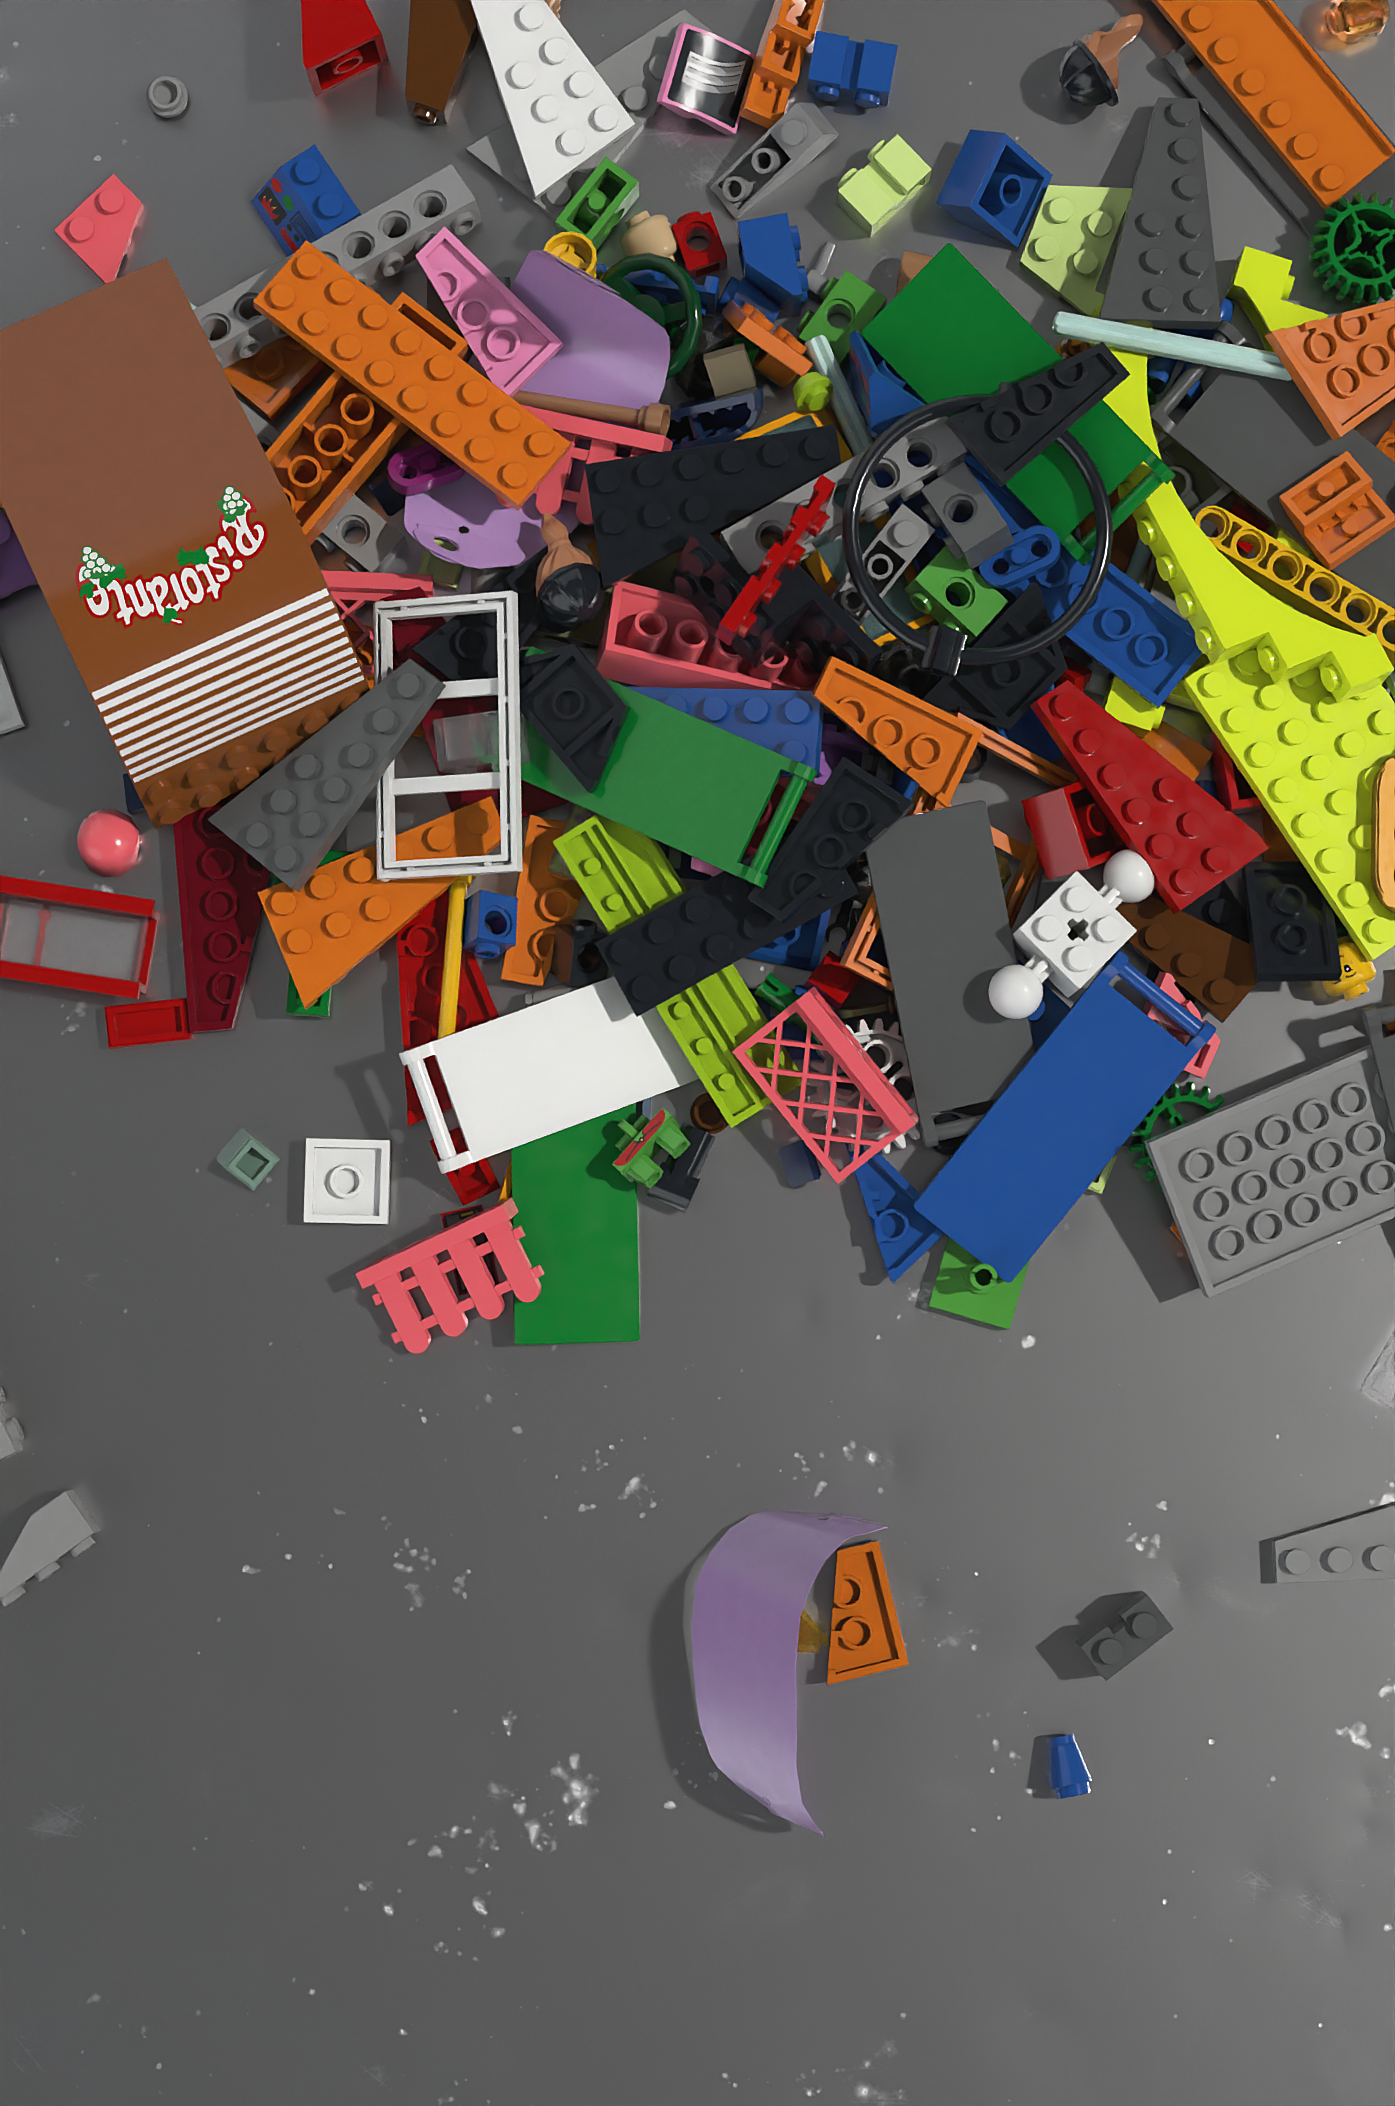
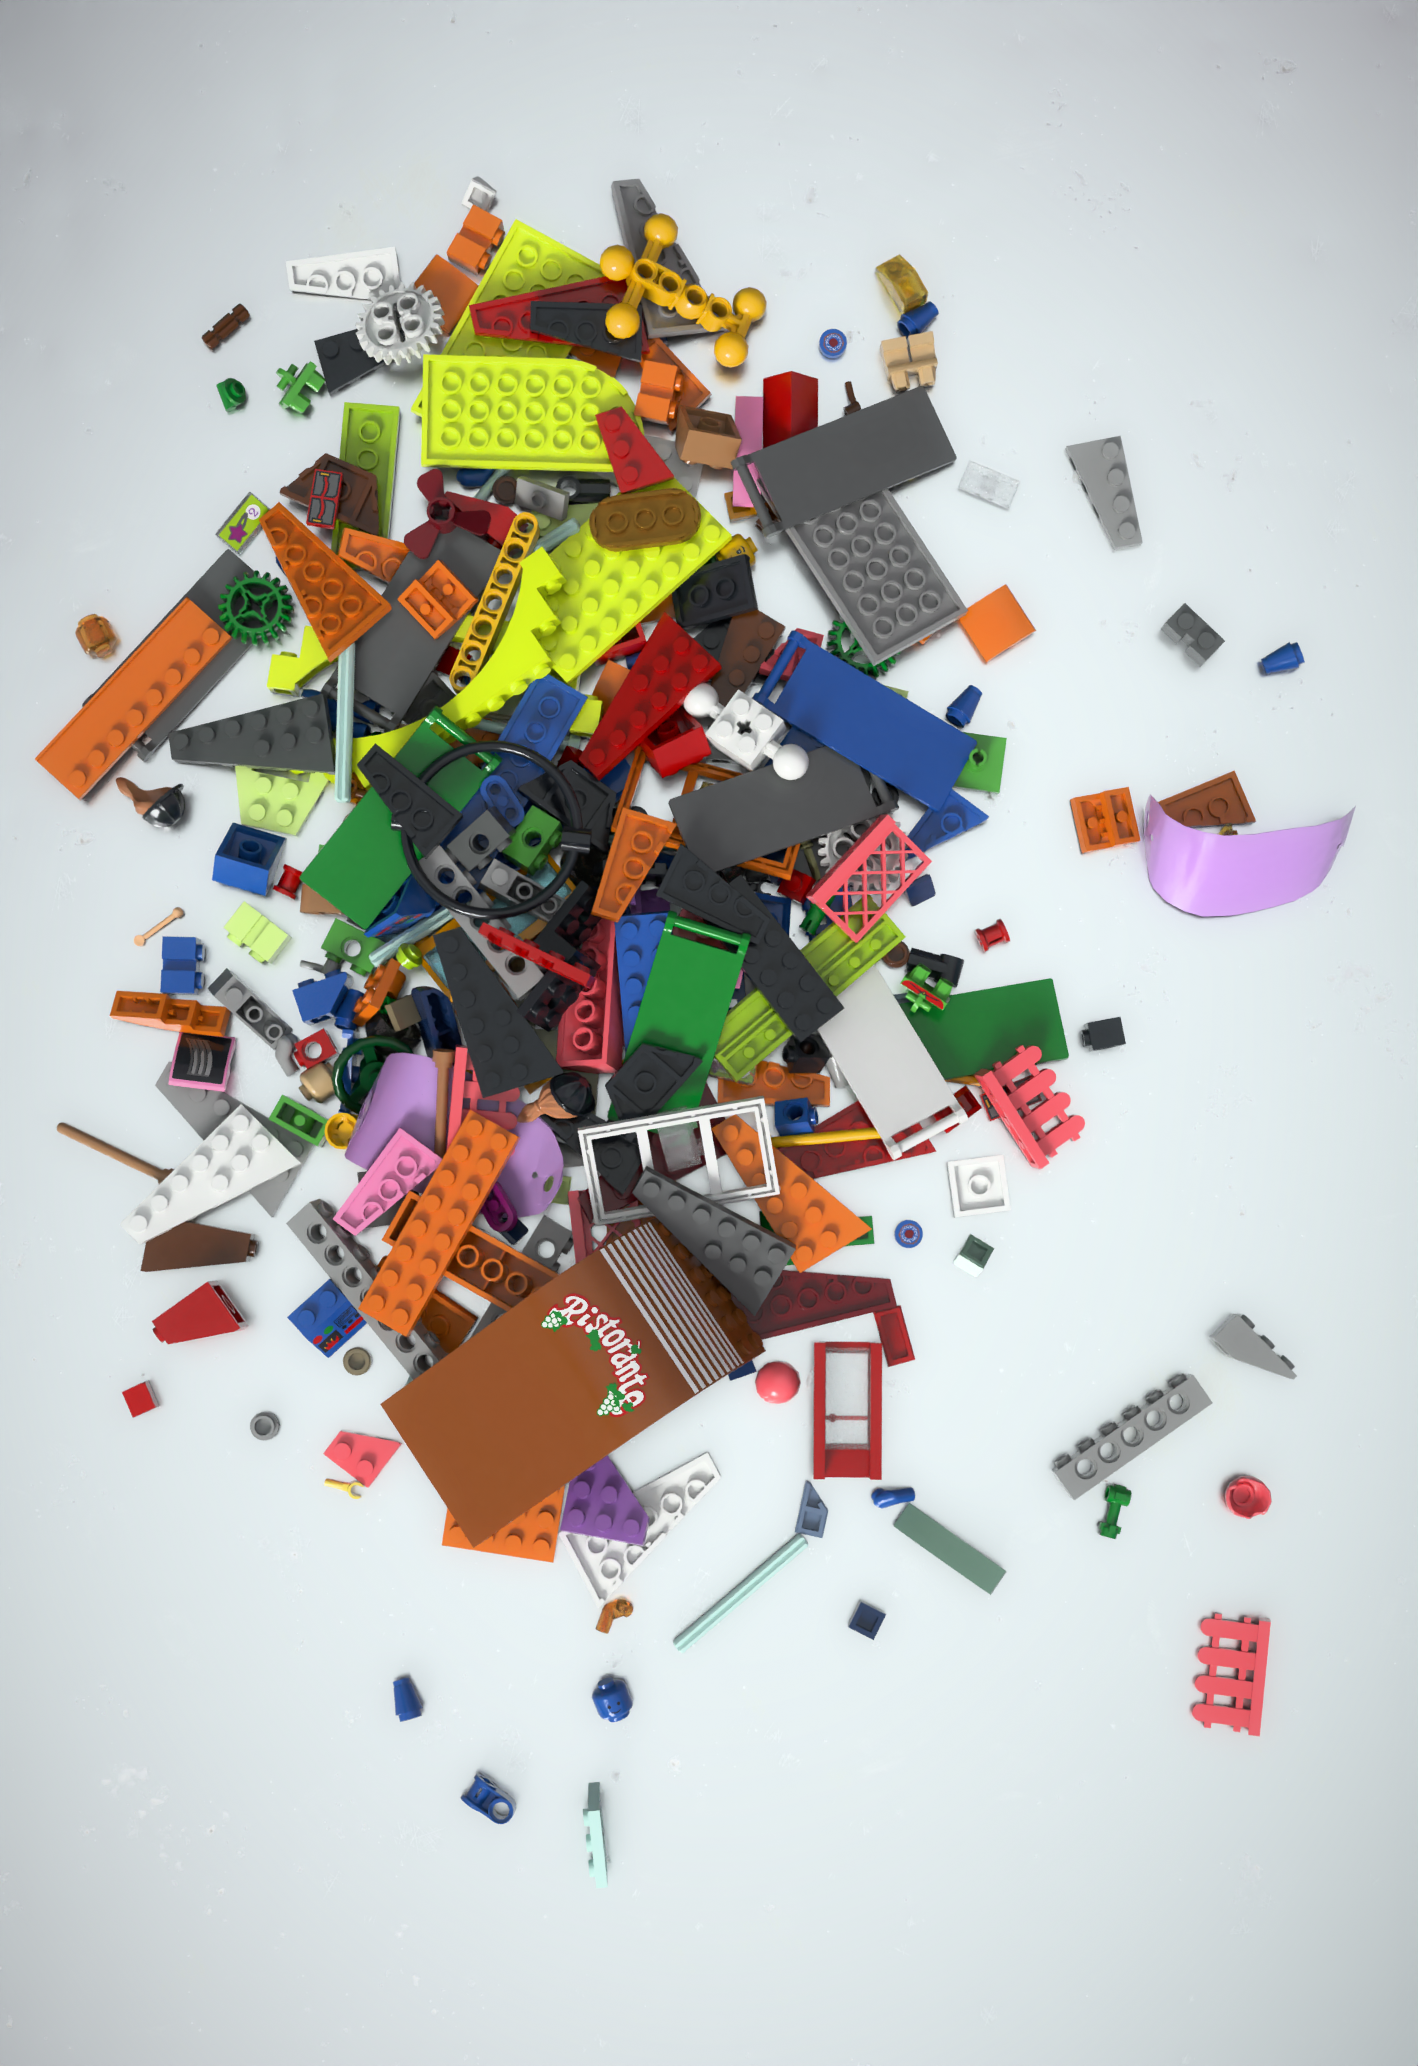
camera: 105 degrees left, 0 degrees up
(60, 200) = (344, 1486): none -> light yellow hand
(239, 242) = (357, 1361): none -> dark tan tile
(294, 1067) = (908, 1233): none -> blue tile
(542, 1402) = (1103, 1034): none -> black brick
(702, 200) = (283, 1053): none -> light grey arm
(715, 1260) = (992, 935): none -> red bush
(864, 1458) = (1105, 820): none -> orange slope
(899, 20) = (140, 940): none -> light nougat hinge
(947, 233) = (288, 882): none -> red bush
(1063, 1271) = (963, 707): none -> blue cone
(1185, 1342) = (996, 623): none -> orange slope

